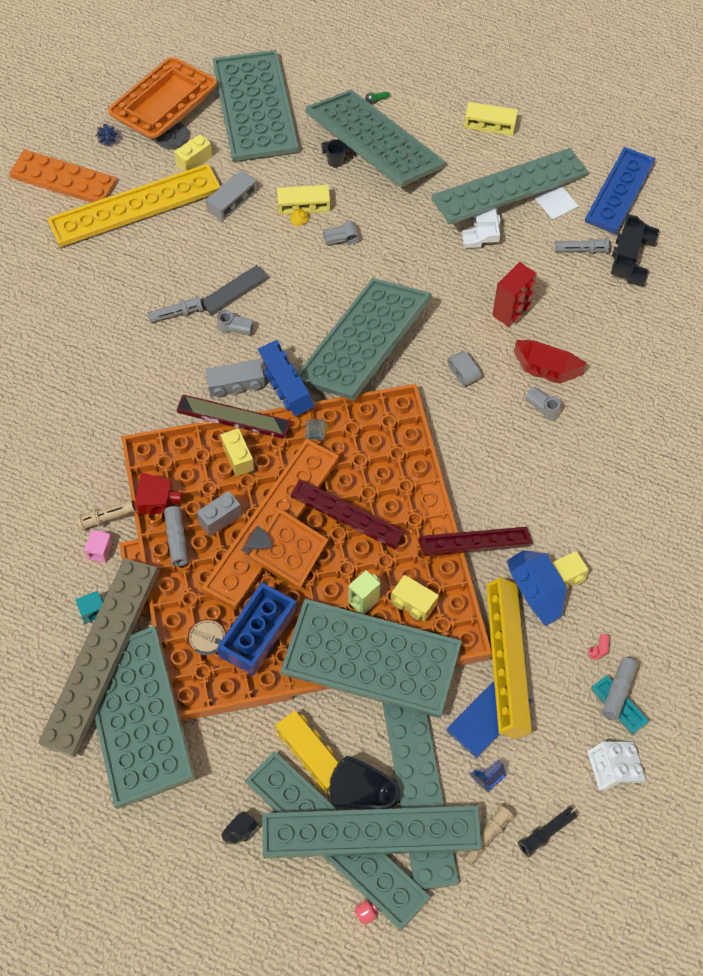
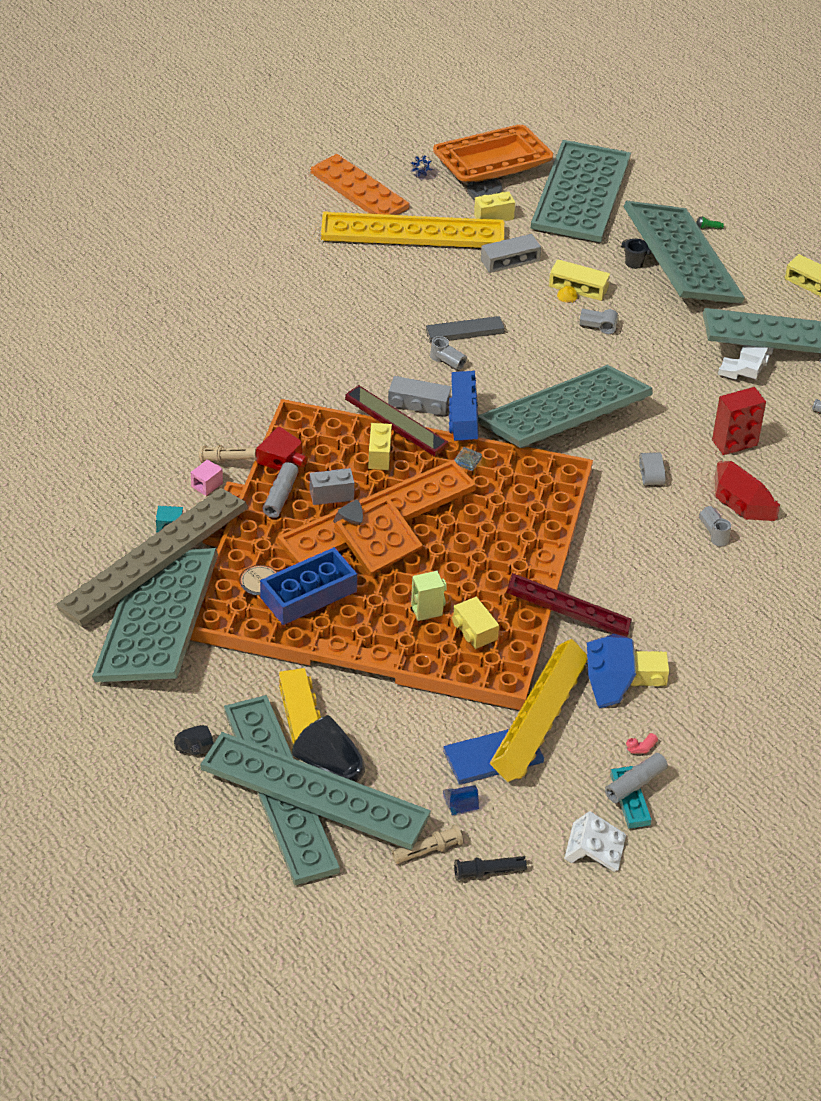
camera: 25 degrees right, 15 degrees down
(184, 307) = (419, 326): light grey pin -> none
(347, 514) = (454, 533): dark red tile -> none
(366, 912) = (272, 858): coral piece -> none
(371, 658) = (404, 654): sand green plate -> none
(419, 786) = (390, 771): sand green plate -> none

